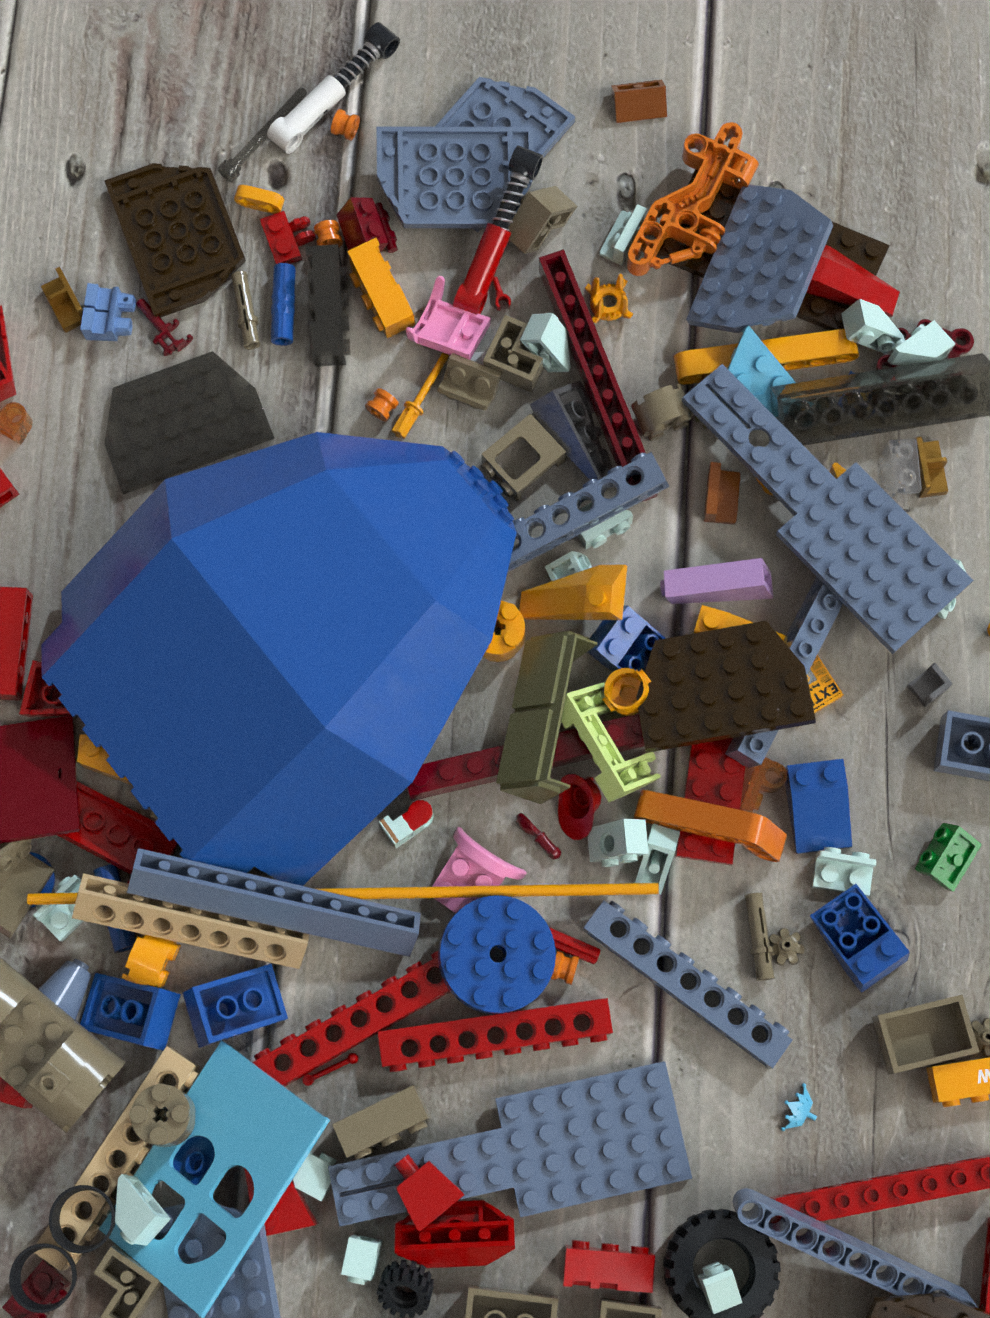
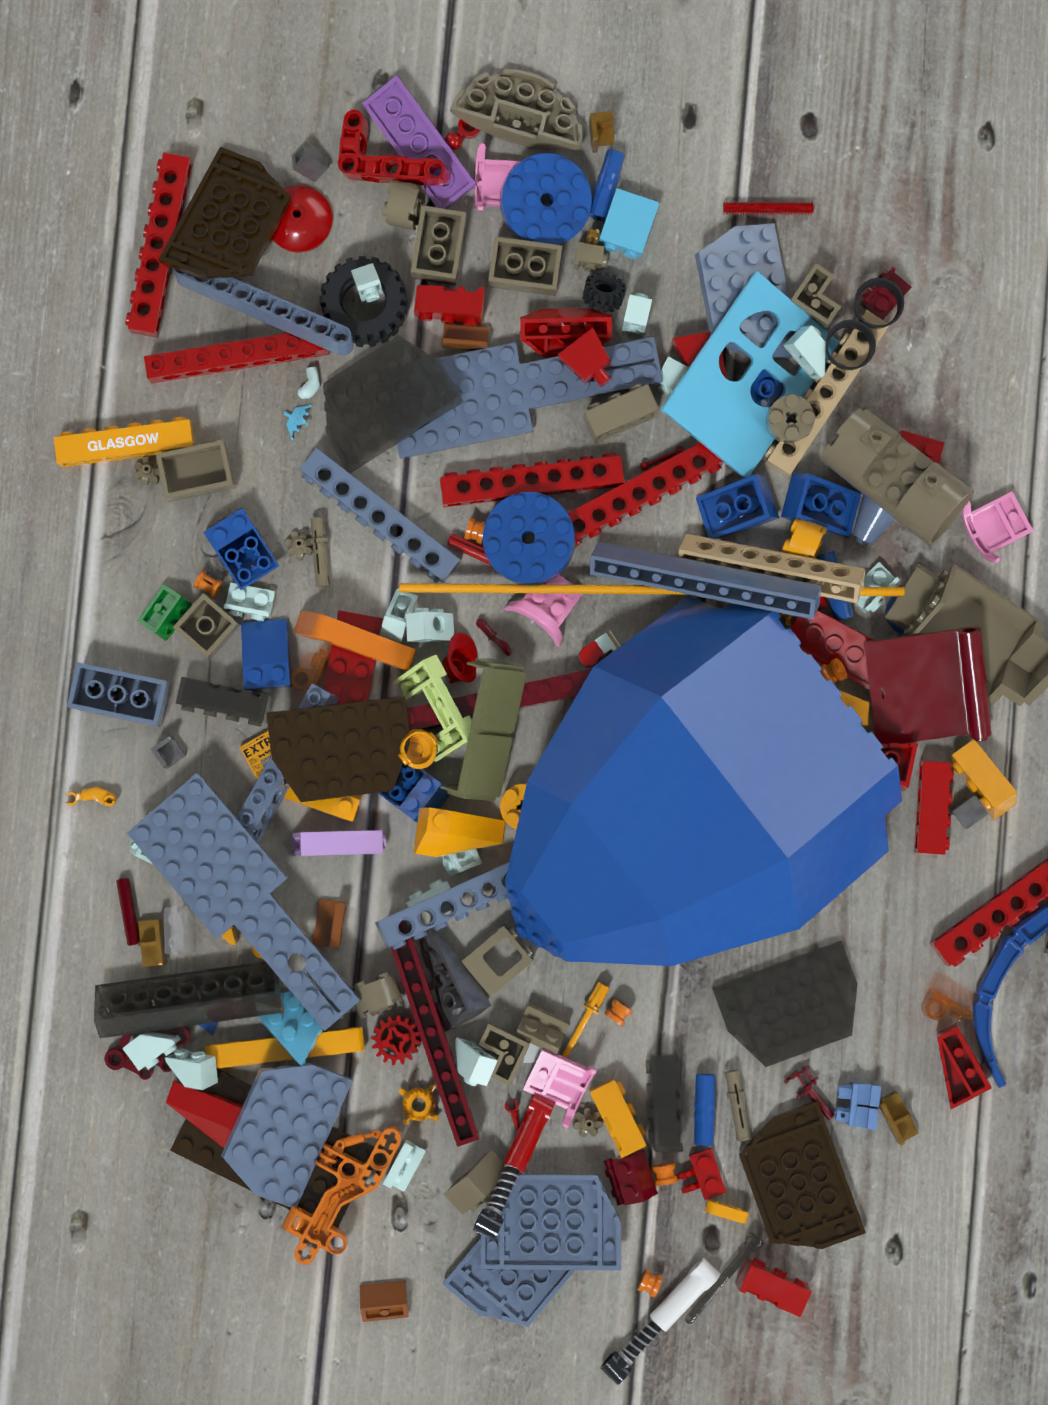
camera: 175 degrees right, 10 degrees up
(119, 798) = (833, 671): none -> orange wheel
(209, 123) = (773, 1286): none -> red wedge
(416, 289) = (587, 1117): none -> dark tan plant
(586, 1224) = (465, 337): none -> dark orange panel
(645, 359) = (406, 1036): none -> red gear
(686, 1134) = (385, 400): none -> clear smoke plate
(782, 1156) = (311, 386): none -> light aqua arm
(866, 747) = (223, 700): none -> clear smoke wedge
(886, 892) = (208, 584): none -> orange bush
(895, 837) = (206, 626): none -> dark tan brick
(961, 502) = (128, 911): none -> dark red axle

